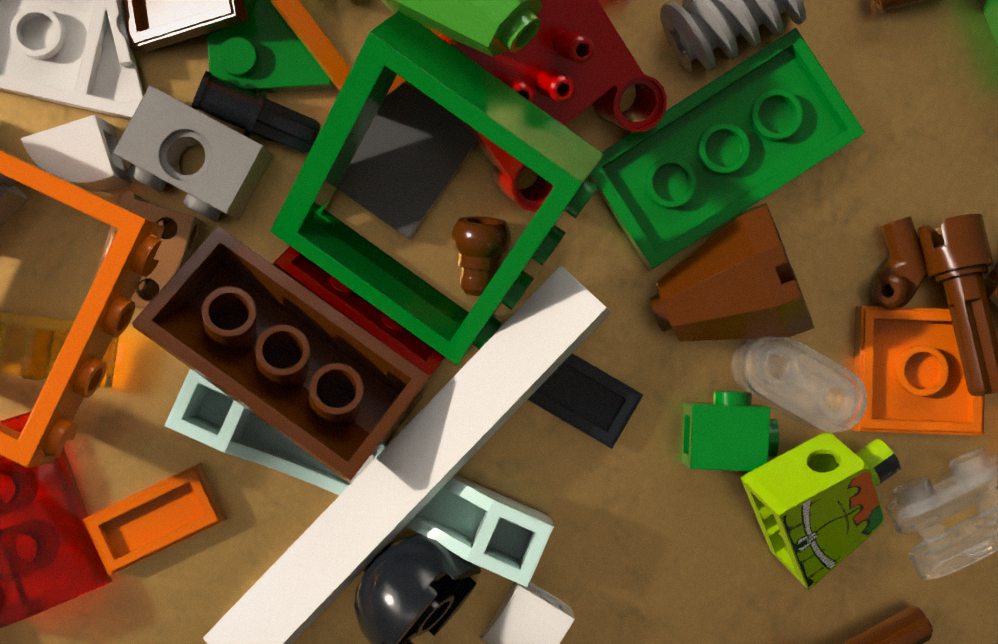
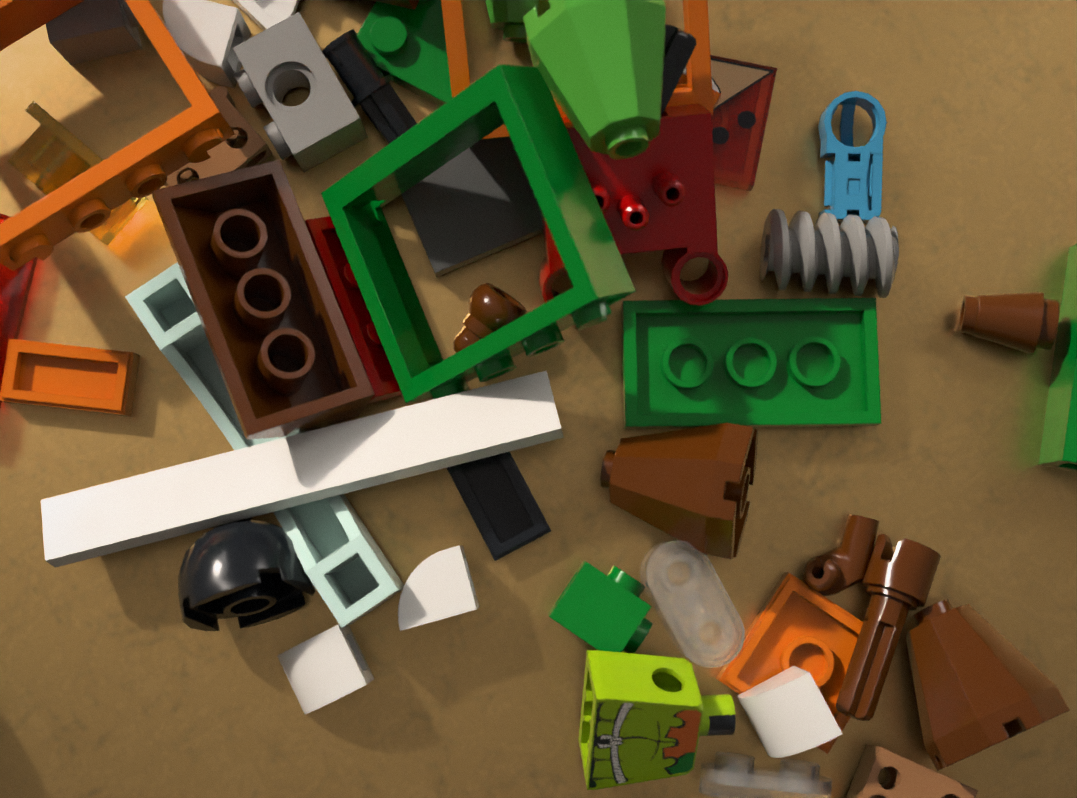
camera: 30 degrees right, 5 degrees down
(581, 503) = (437, 589): none -> white brick
(937, 423) = (789, 713): none -> white brick

